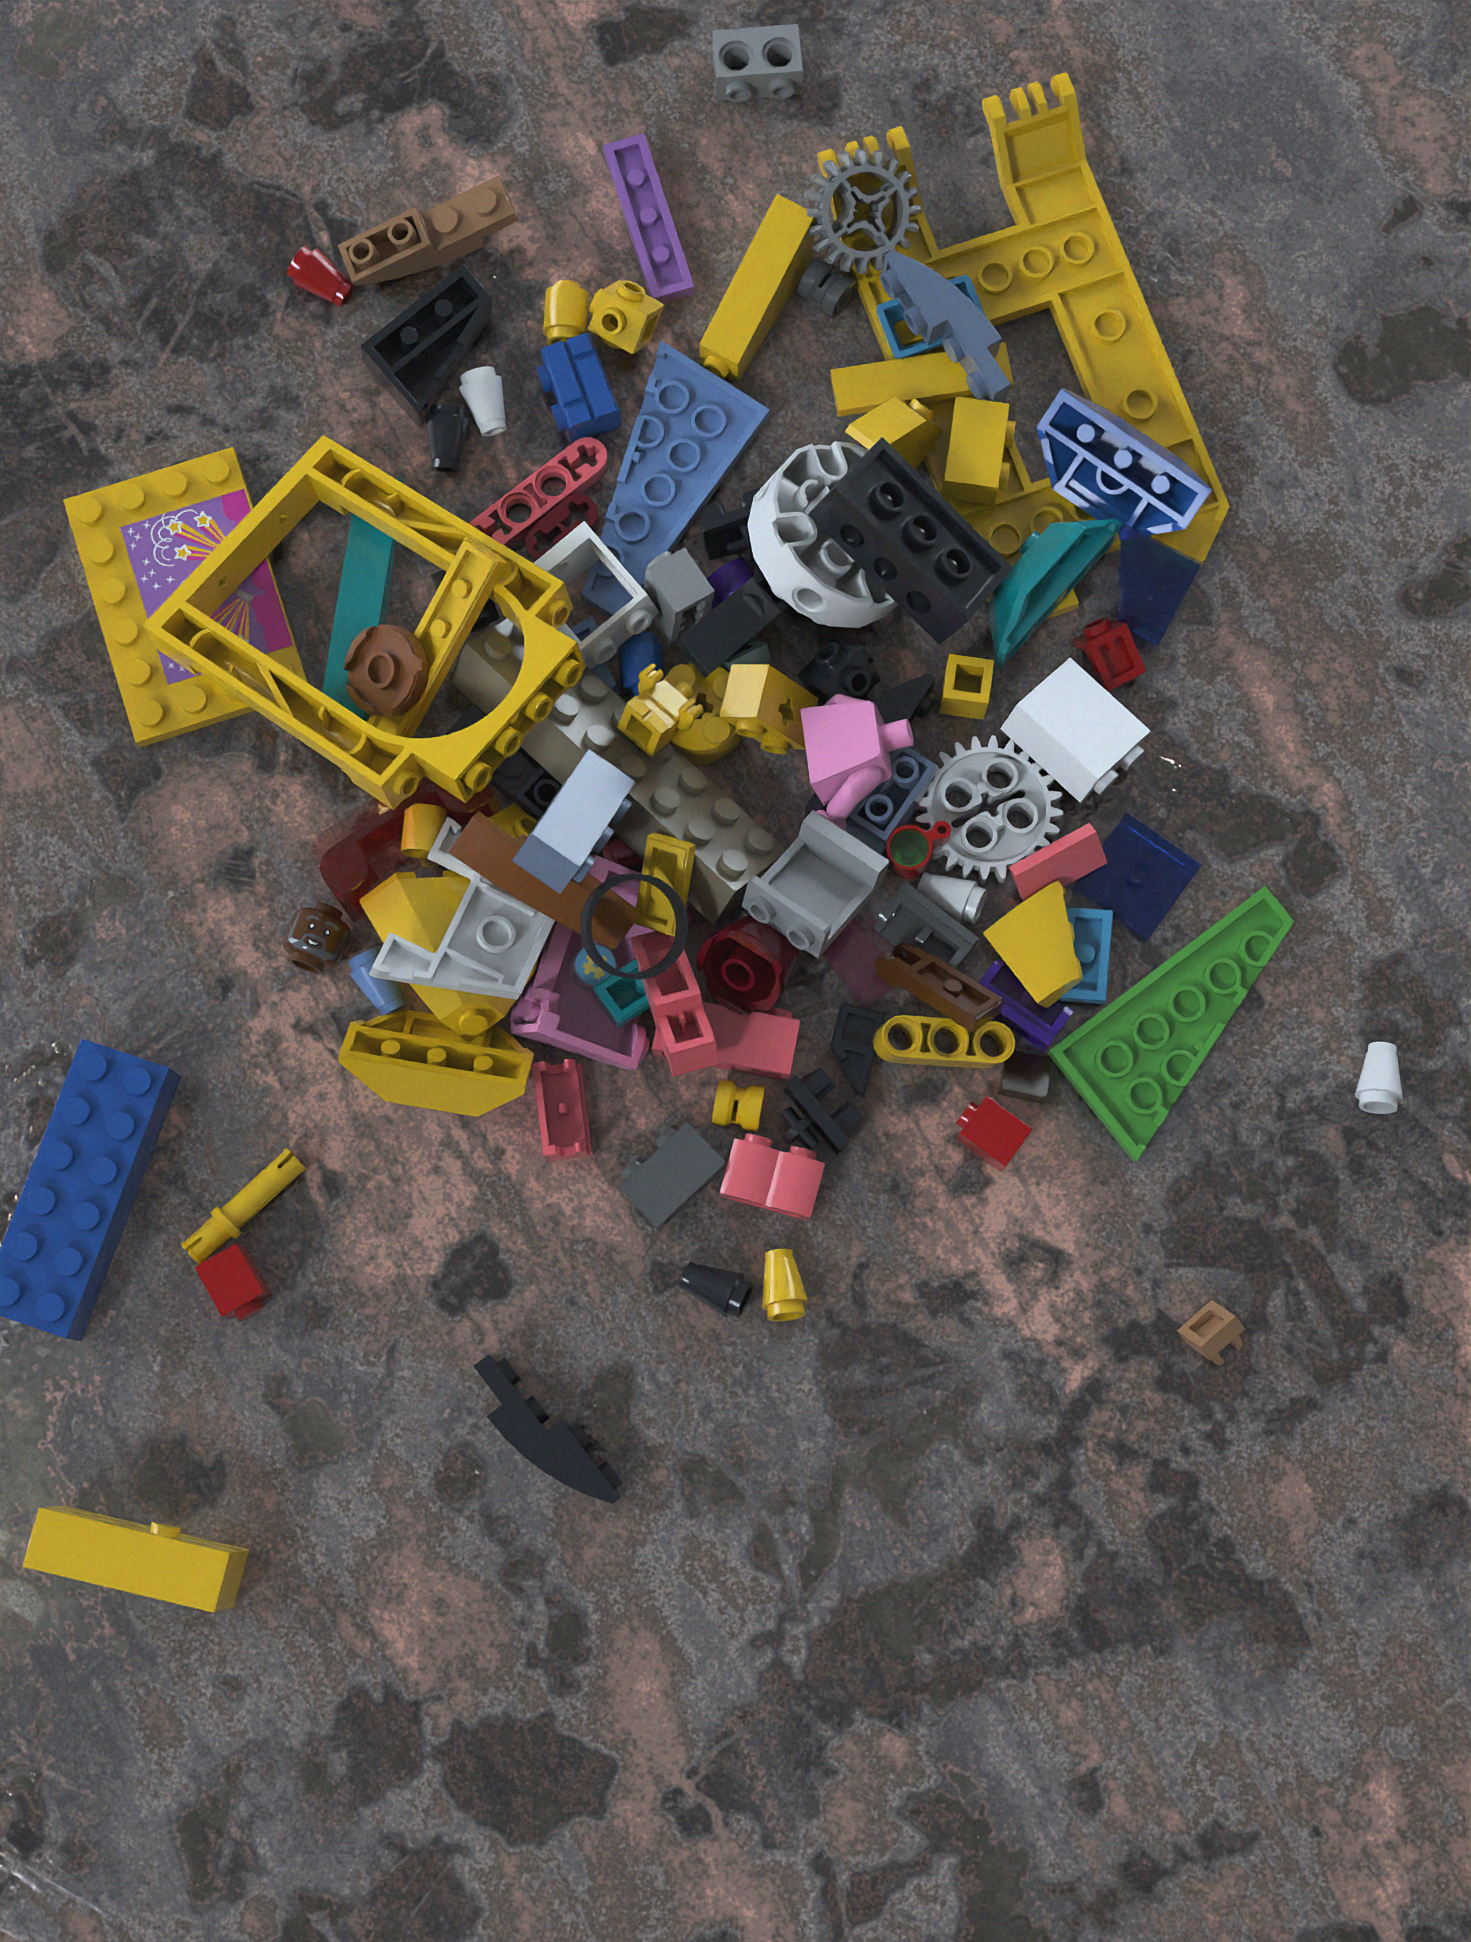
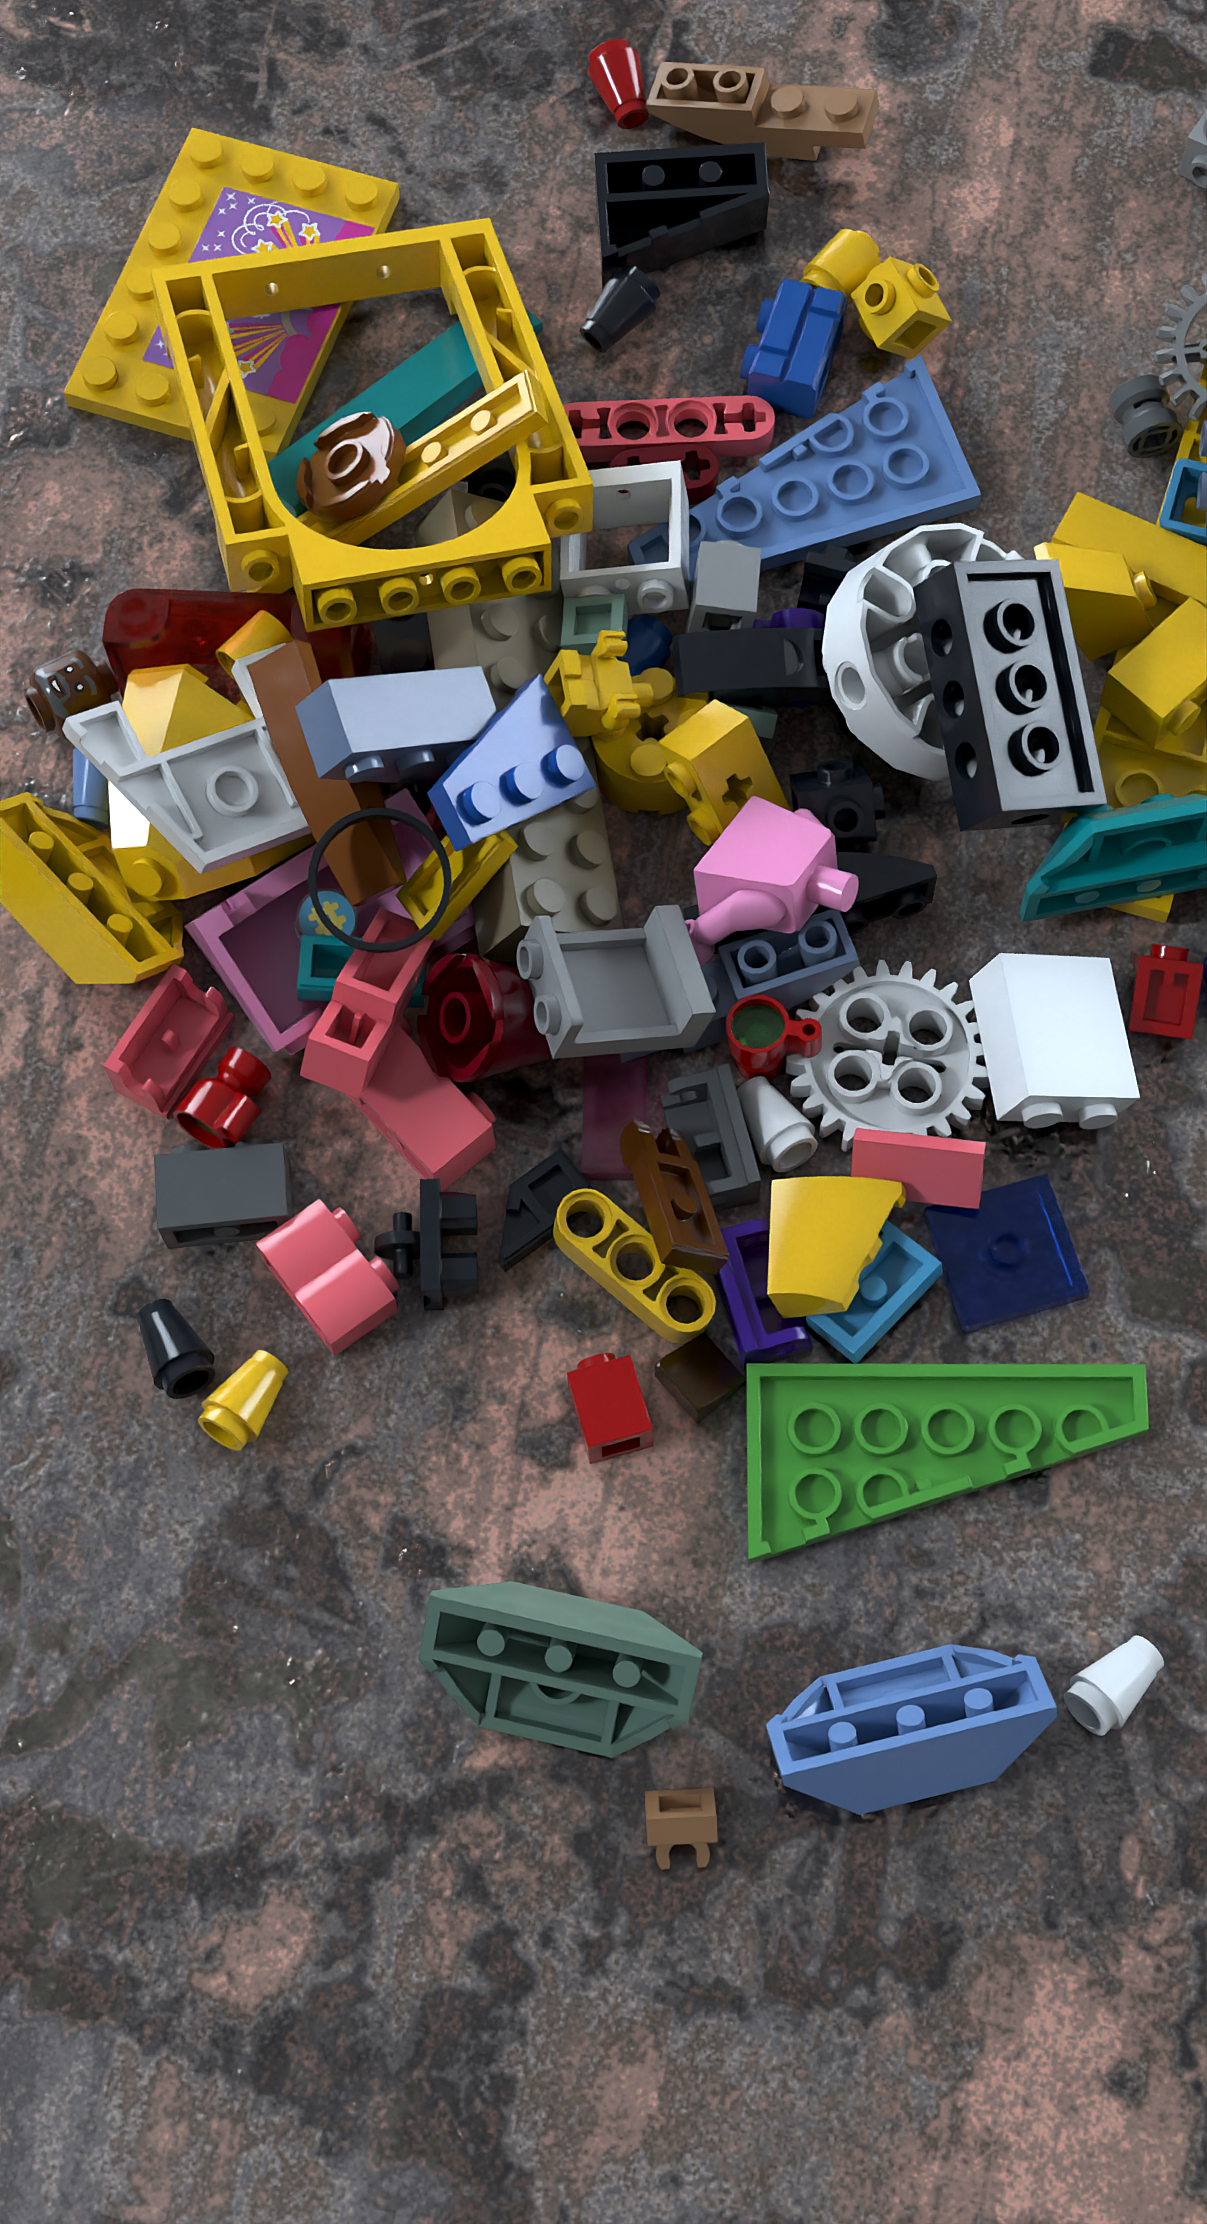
camera: 40 degrees right, 10 degrees down
(484, 398) = (689, 297): white cone -> none
(618, 667) = (588, 616): none -> sand green tile
(624, 1128) = (219, 1107): none -> red piece
(648, 219) = (1006, 236): medium lavender plate -> none
(663, 801) = (512, 770): none -> wing
(748, 1109) = (357, 1172): yellow wheel -> none
(758, 289) = (1063, 367): yellow slope -> none
(966, 686) = (966, 910): yellow brick -> none
(1085, 1297) = (558, 1666): none -> sand green wedge
(1294, 1184) = (911, 1727): none -> medium blue wedge

